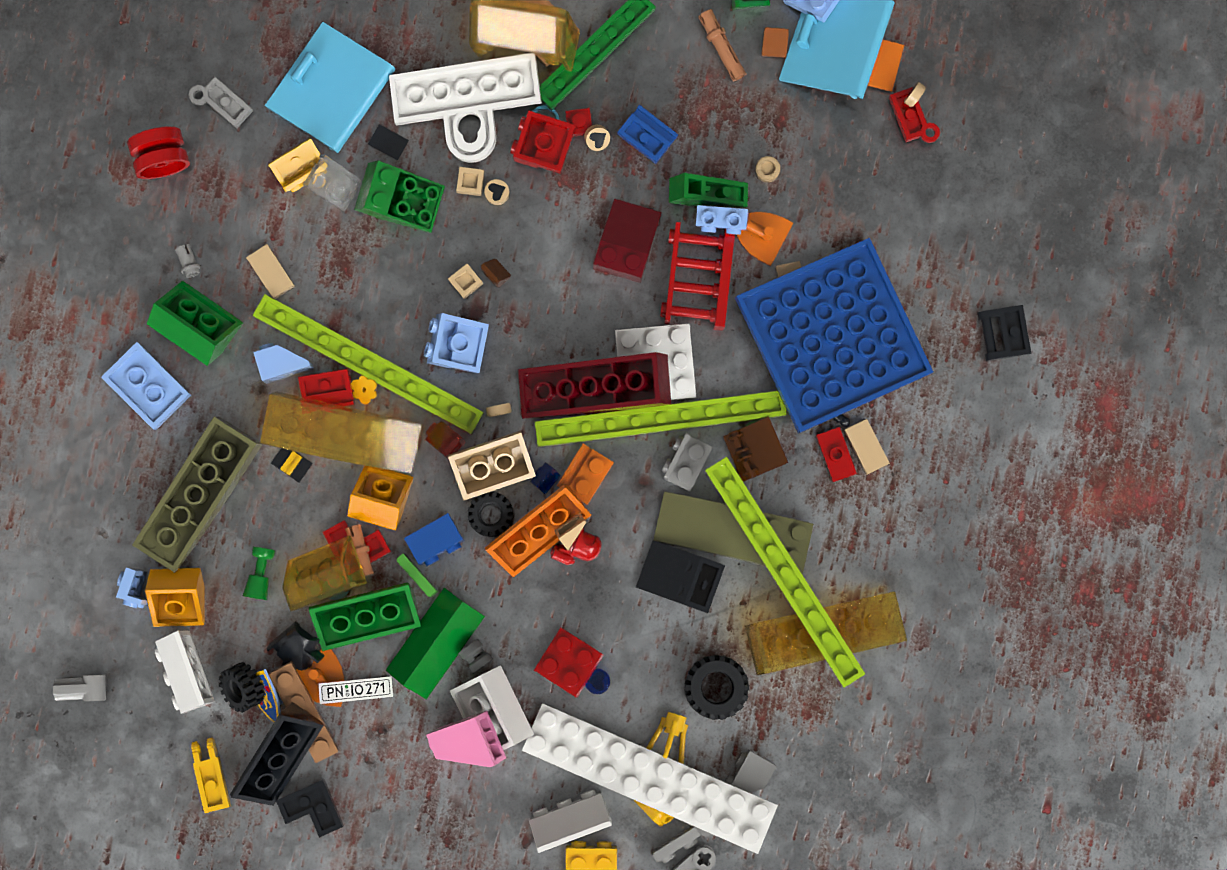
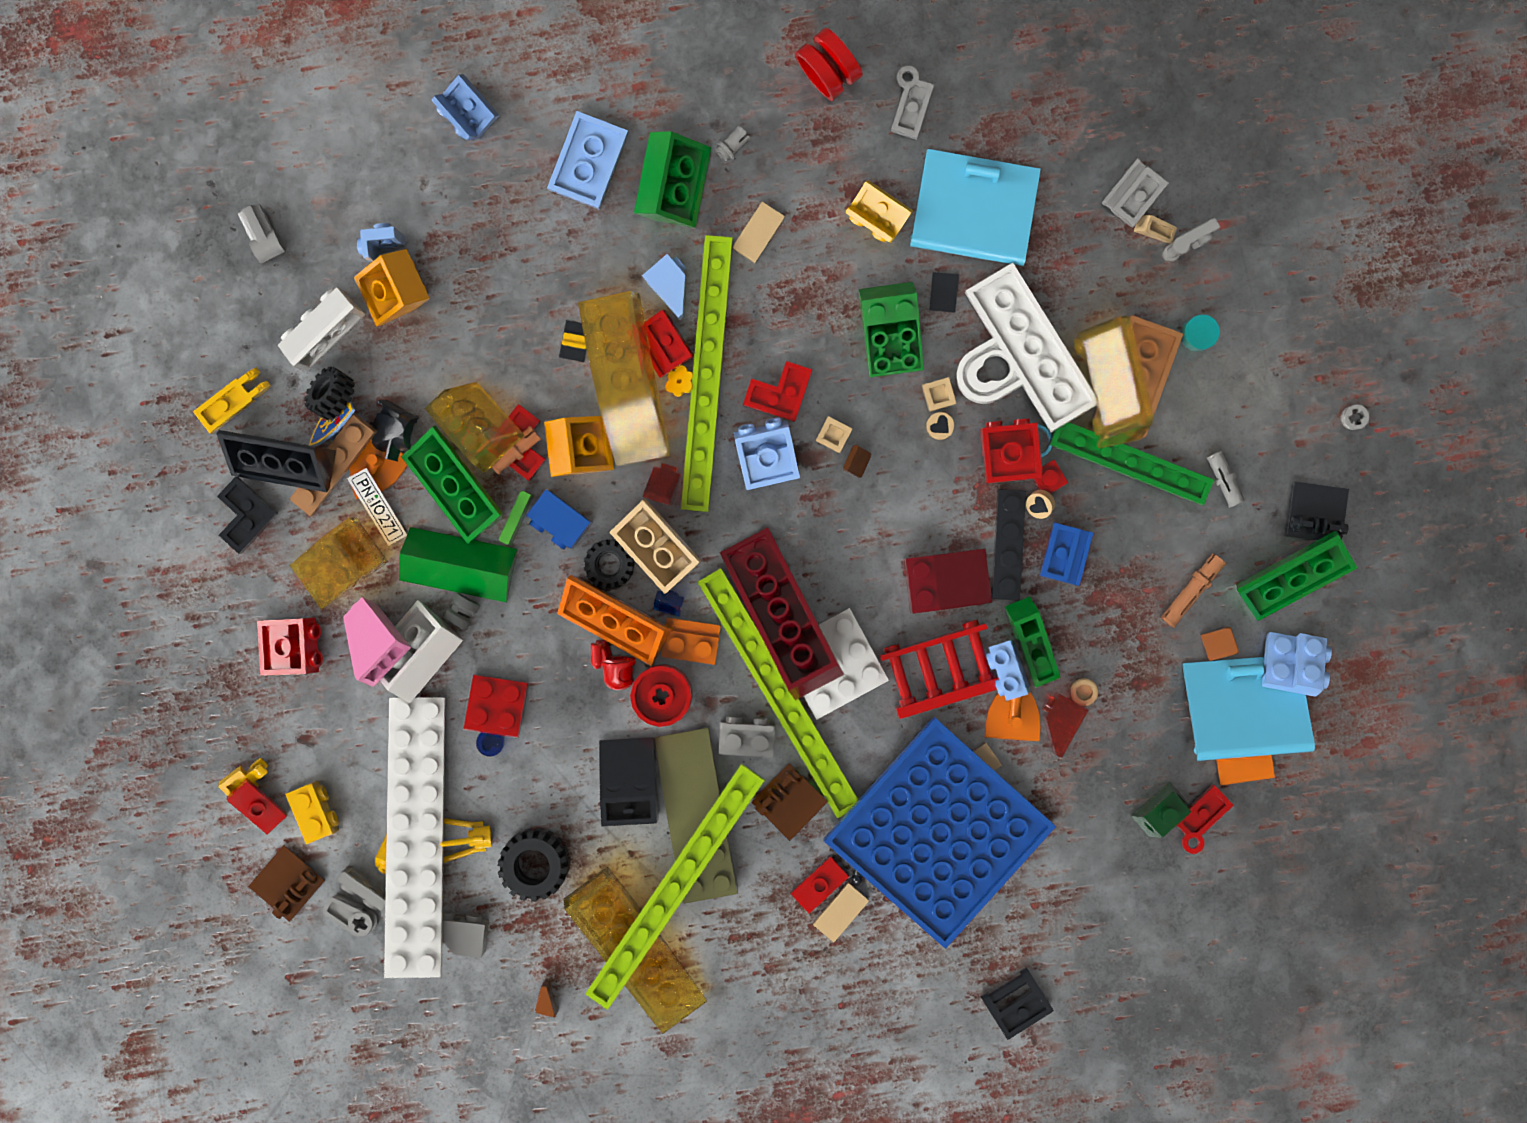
camera: 65 degrees right, 5 degrees up
(56, 468) = (465, 108): none -> medium blue bracket
(197, 493) = (501, 261): olive slope -> none
(257, 584) = (439, 362): green piece -> none
(332, 182) = (875, 255): clear plate -> none
(388, 744) = (338, 562): none -> clear yellow slope
(417, 313) = (781, 400): none -> red plate
(440, 817) = (289, 646): none -> plate
(498, 410) = (717, 526): tan tile -> none
(569, 820) = (339, 776): white slope -> none
(570, 530) = (625, 652): tan piece -> none
(619, 178) = (1008, 544): none -> black plate
(621, 501) = (652, 708): none -> red wheel
(784, 196) = (1062, 721): none -> clear red slope
(838, 729) = (546, 1002): none -> dark orange slope
(894, 145) = (1162, 812): none -> dark green torso
(915, 94) = (1225, 812): tan tile -> none

